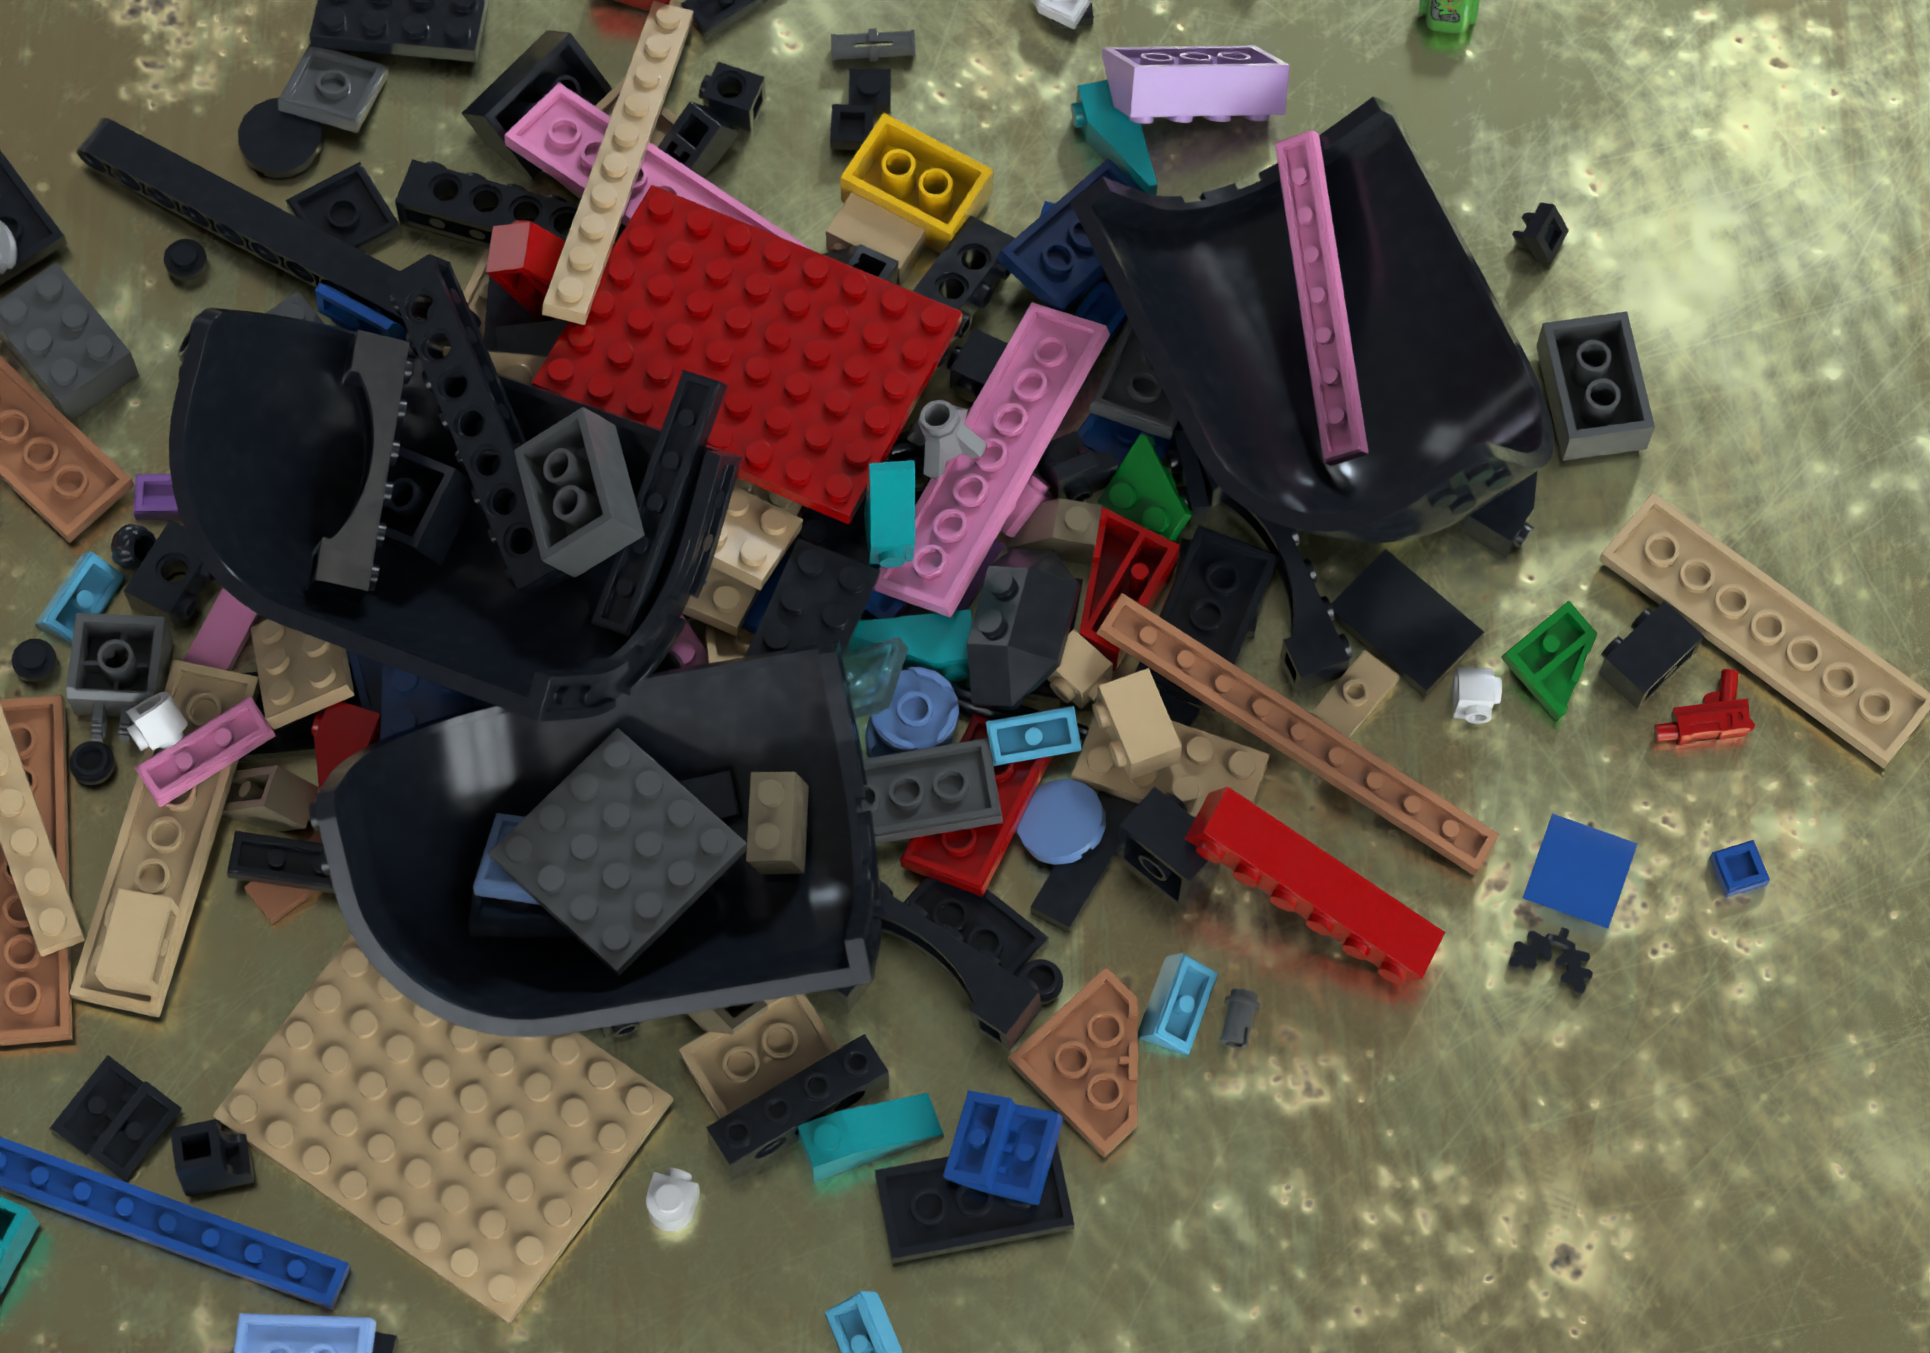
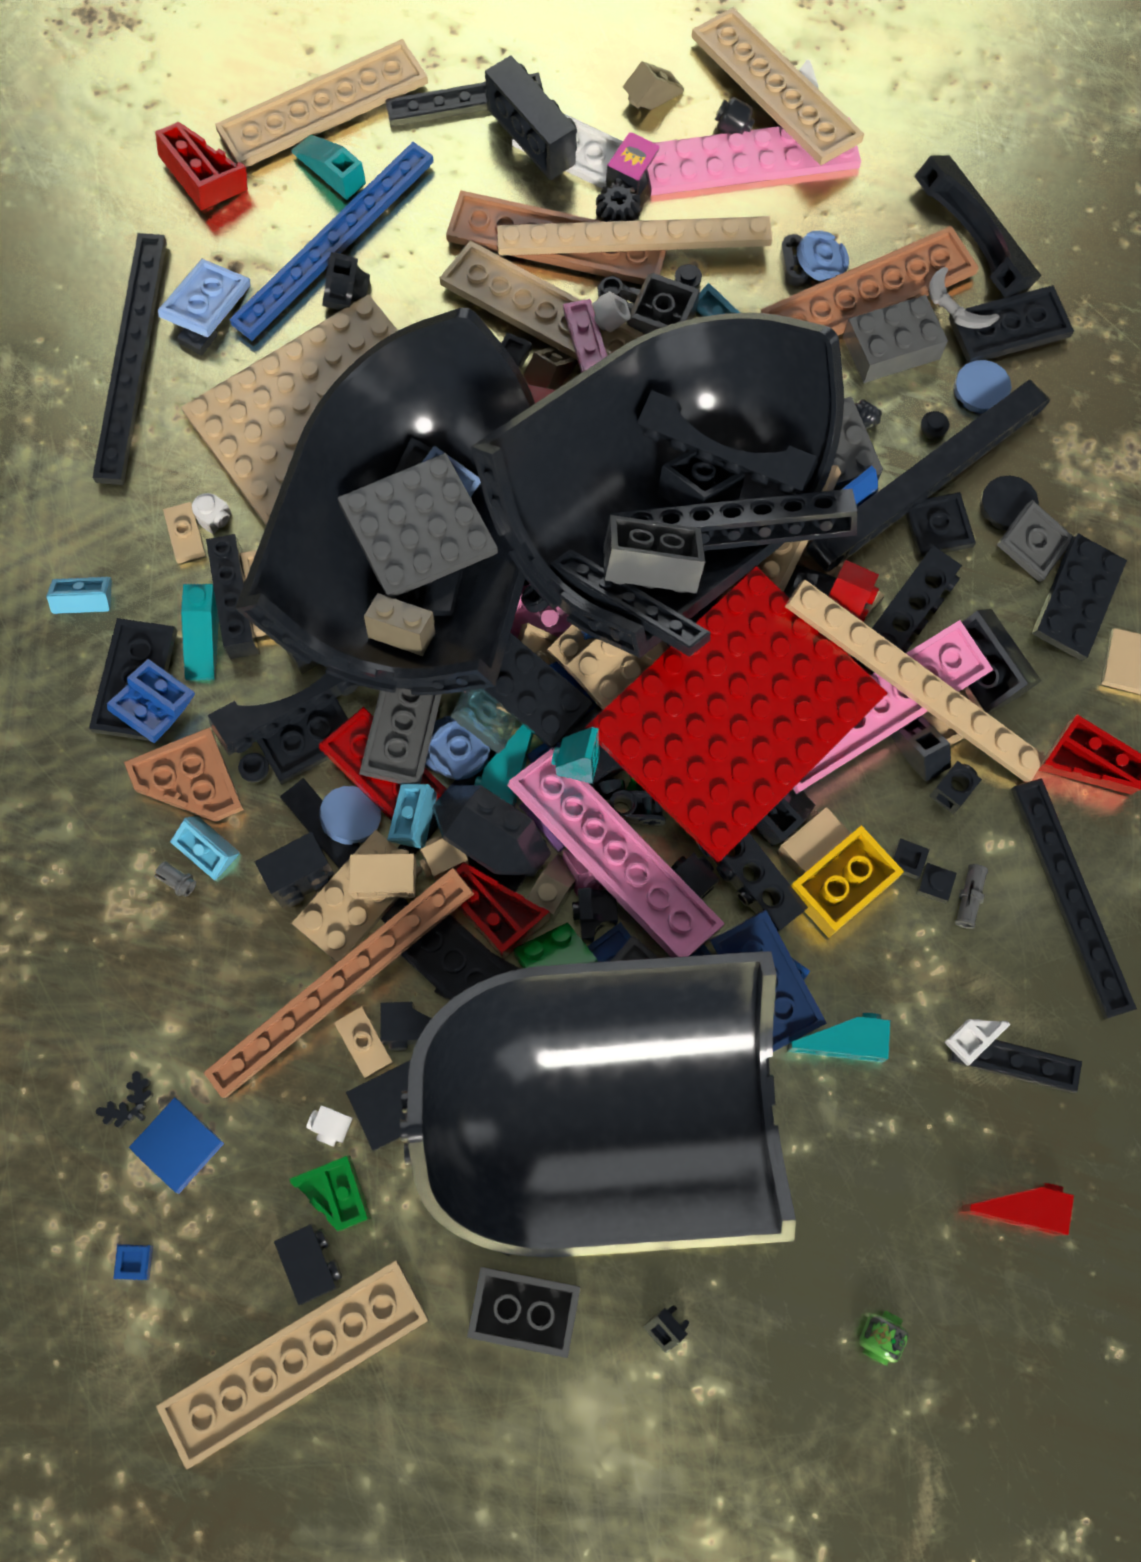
camera: 110 degrees right, 5 degrees up
(99, 215) = (981, 385): none -> medium blue tile
(115, 1118) = (390, 249): black slope -> none
(136, 942) = (479, 271): tan brick -> none
(714, 1231) = (184, 533): none -> tan plate
(944, 436) = (636, 822): light grey rock -> none
(1196, 82) = (868, 1108): lavender slope -> none
(1314, 886) = (222, 945): red brick -> none
(1321, 298) = (661, 1129): bright pink tile -> none
(1717, 717) = (245, 1297): red piece -> none

